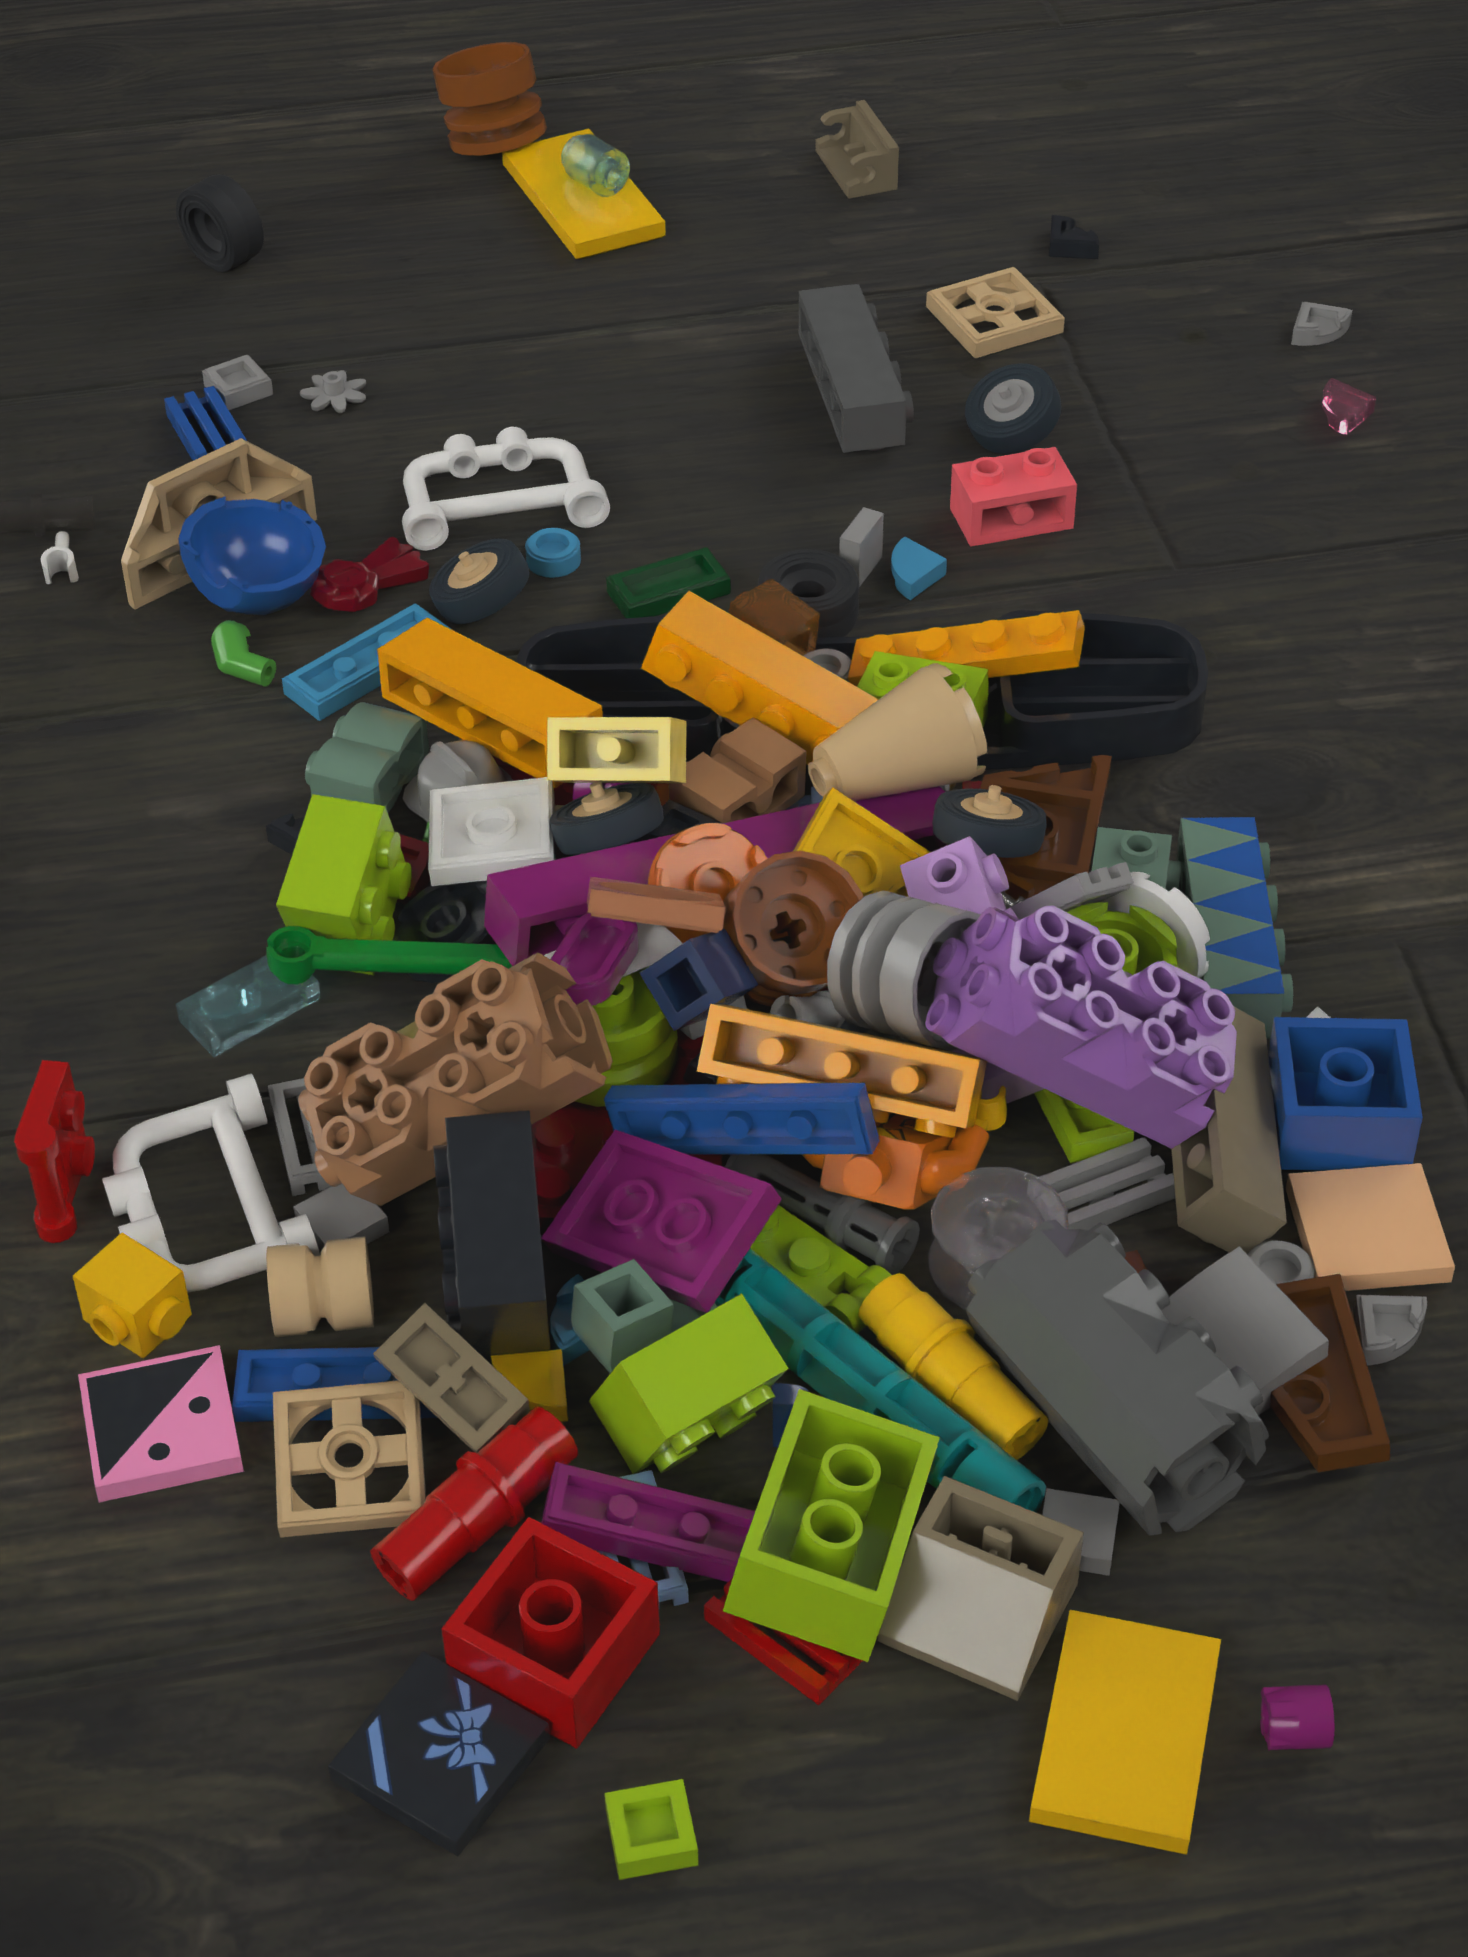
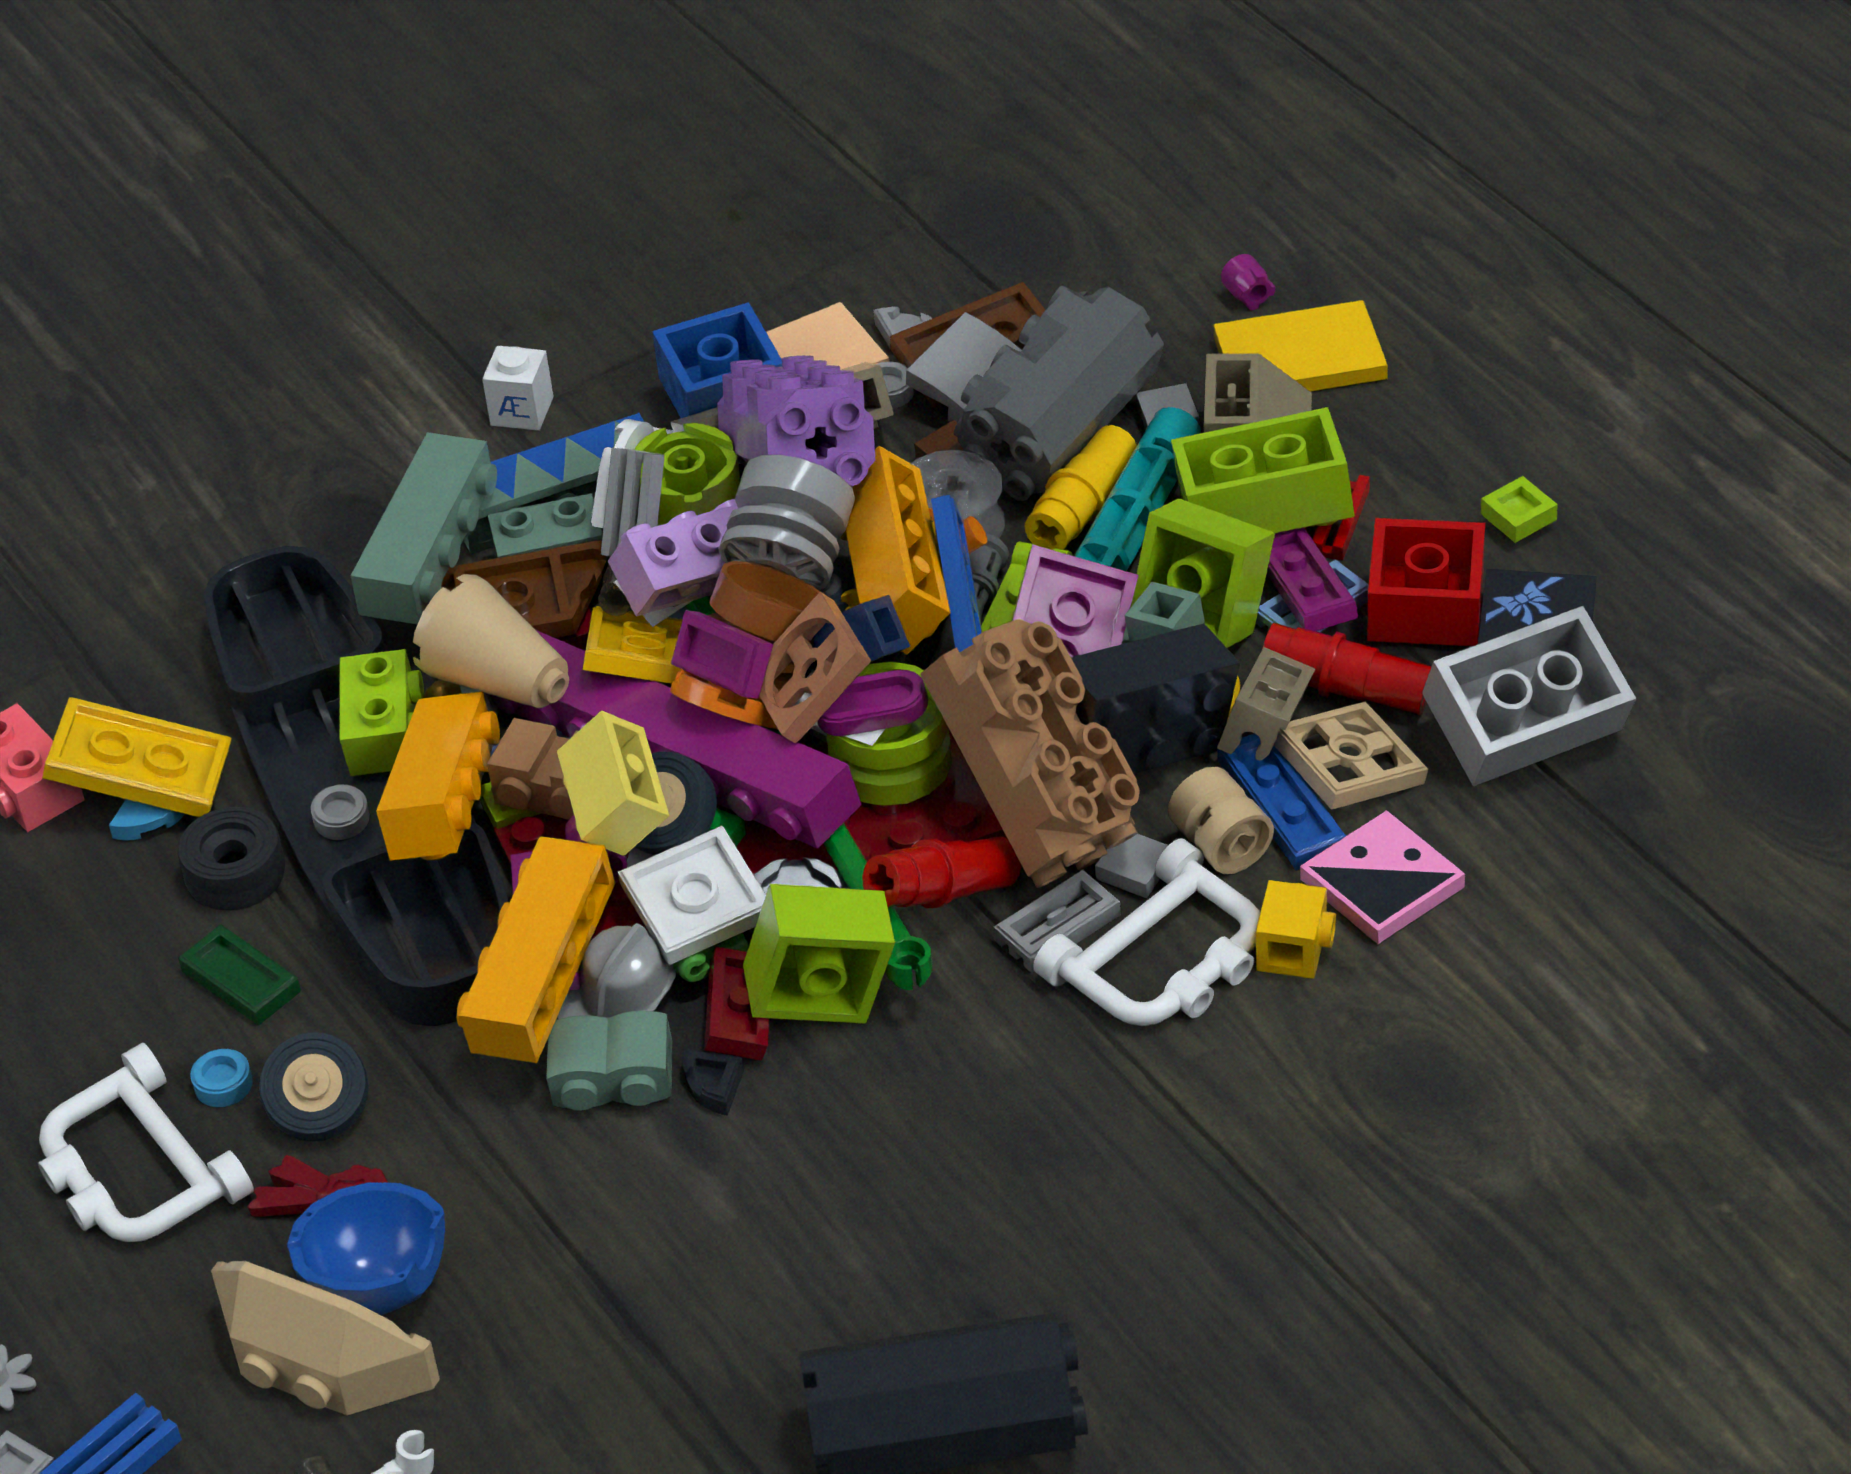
camera: 110 degrees left, 0 degrees up
(55, 1149) = (1185, 1012): red plate -> none
(234, 658) = (491, 1242): bright green arm -> none
(242, 1006) = (938, 1025): clear light blue plate -> none
(272, 1635) = (1528, 695): none -> light grey brick
(349, 669) = (450, 1145): dark azure tile -> none
(378, 971) = (941, 871): none -> red piece
(727, 858) = (722, 654): none -> magenta tile
(778, 615) = (315, 835): clear orange brick -> none
(863, 542) = (144, 842): light grey tile -> none
(962, 548) = (137, 757): none -> yellow tile
(992, 818) = (553, 584): black wheel -> none
(1000, 646) = (304, 695): light orange plate -> none
(1148, 758) = (423, 528): none -> sand green brick
(1409, 931) = (518, 387): none -> white brick

